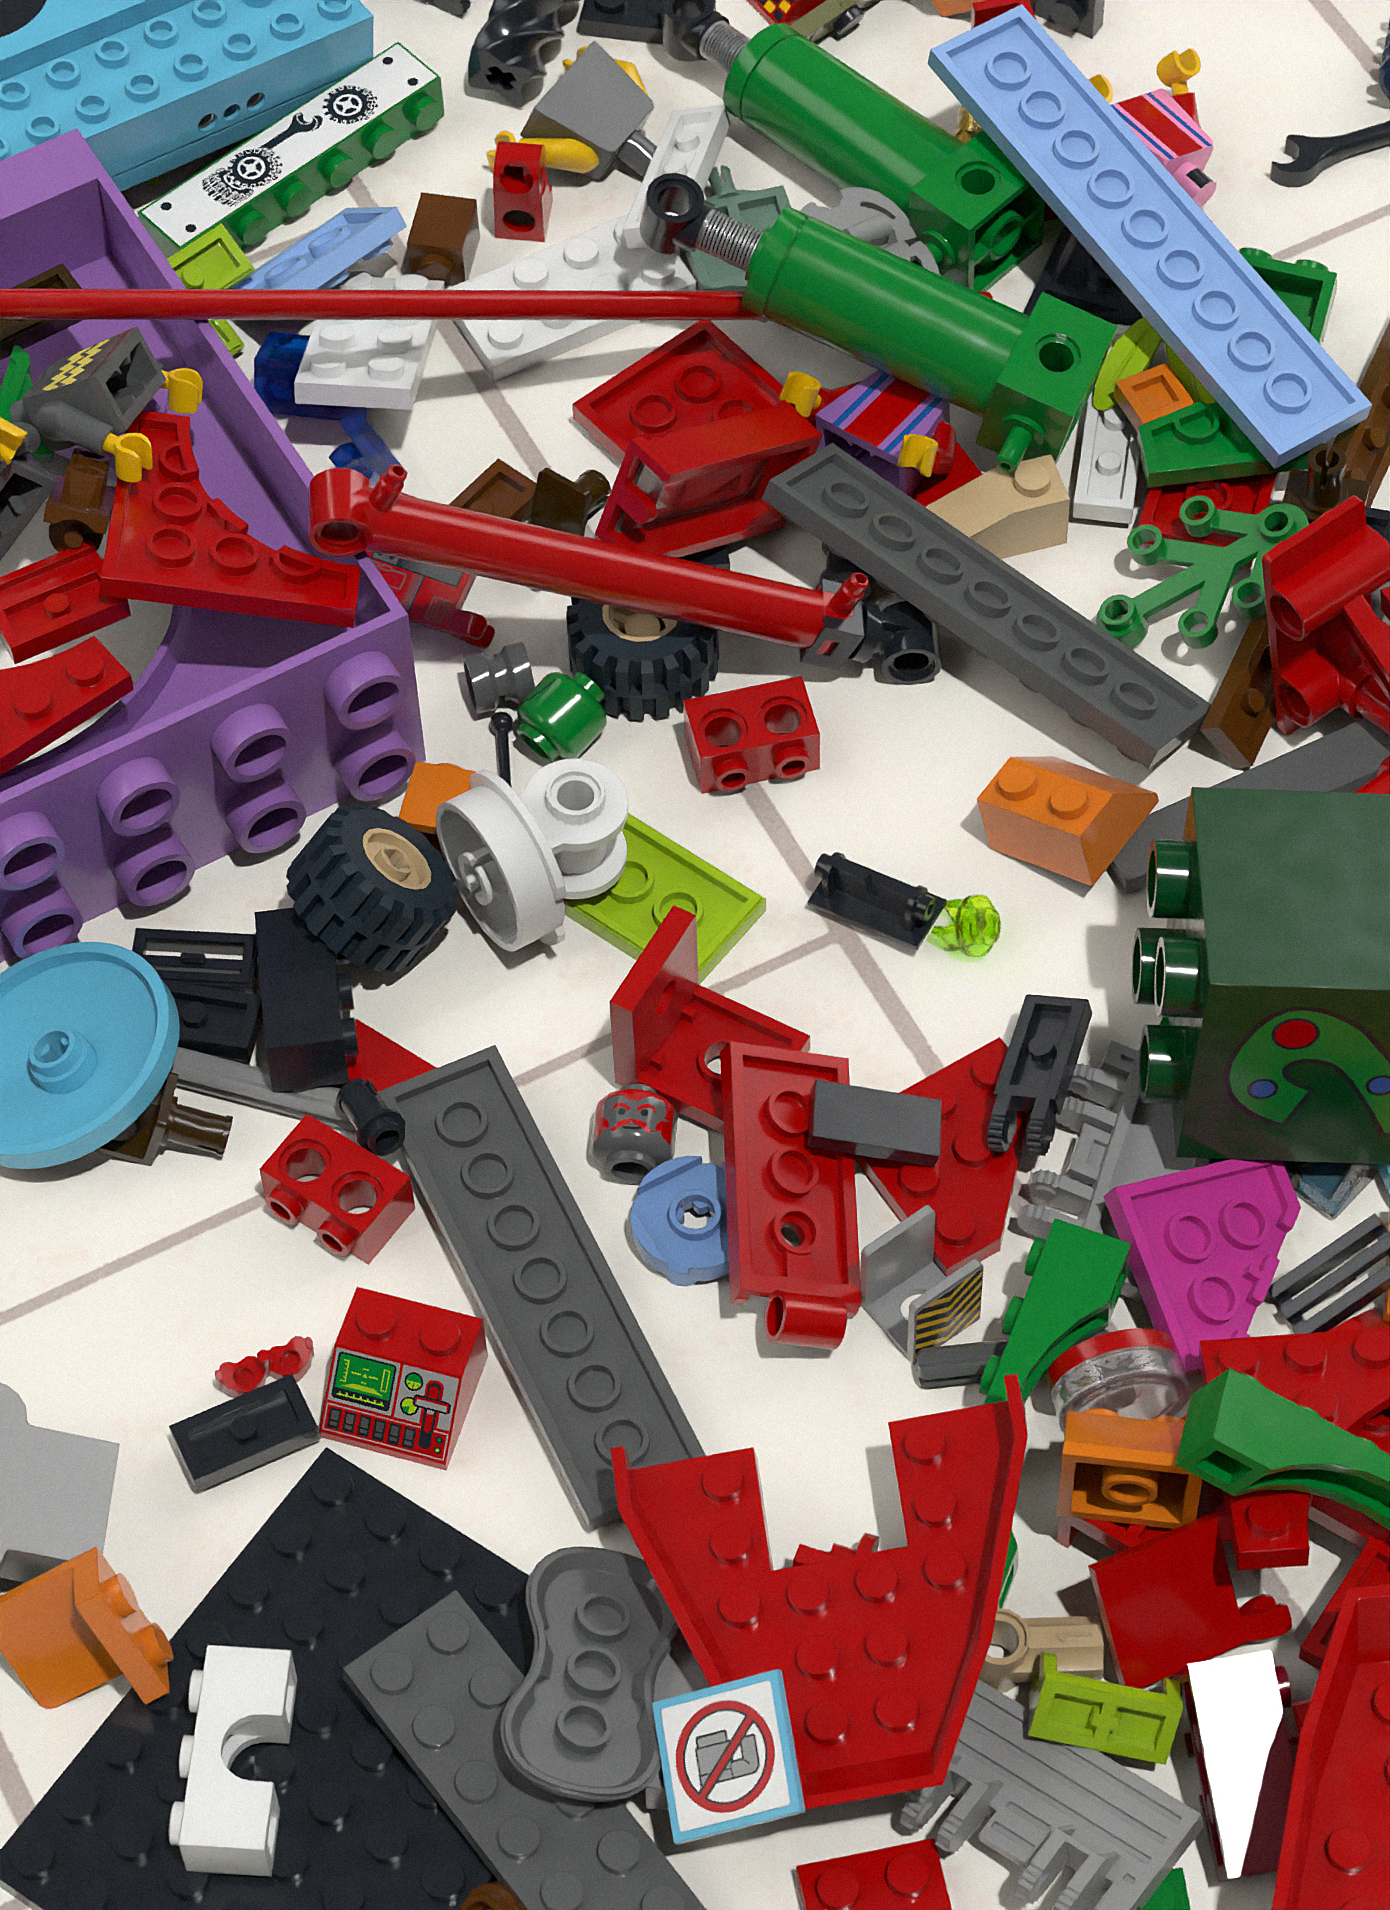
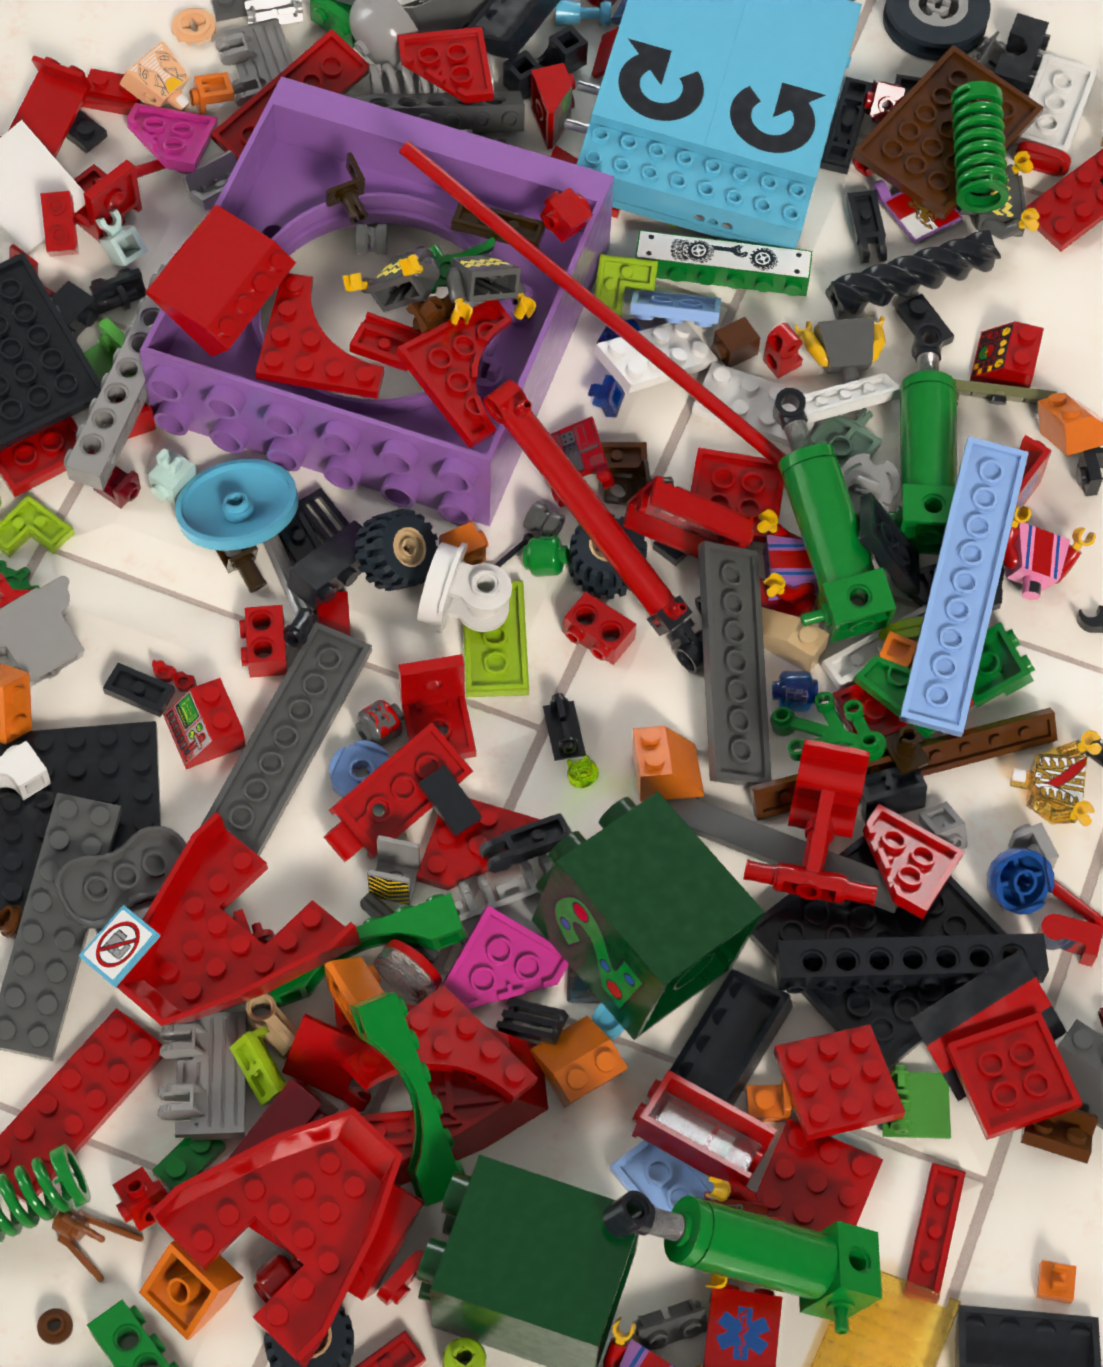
camera: 45 degrees right, 5 degrees up
(84, 224) = (566, 214): none -> red brick
(977, 270) = (889, 545): none -> black plate
(1089, 569) = (795, 690): none -> clear blue head

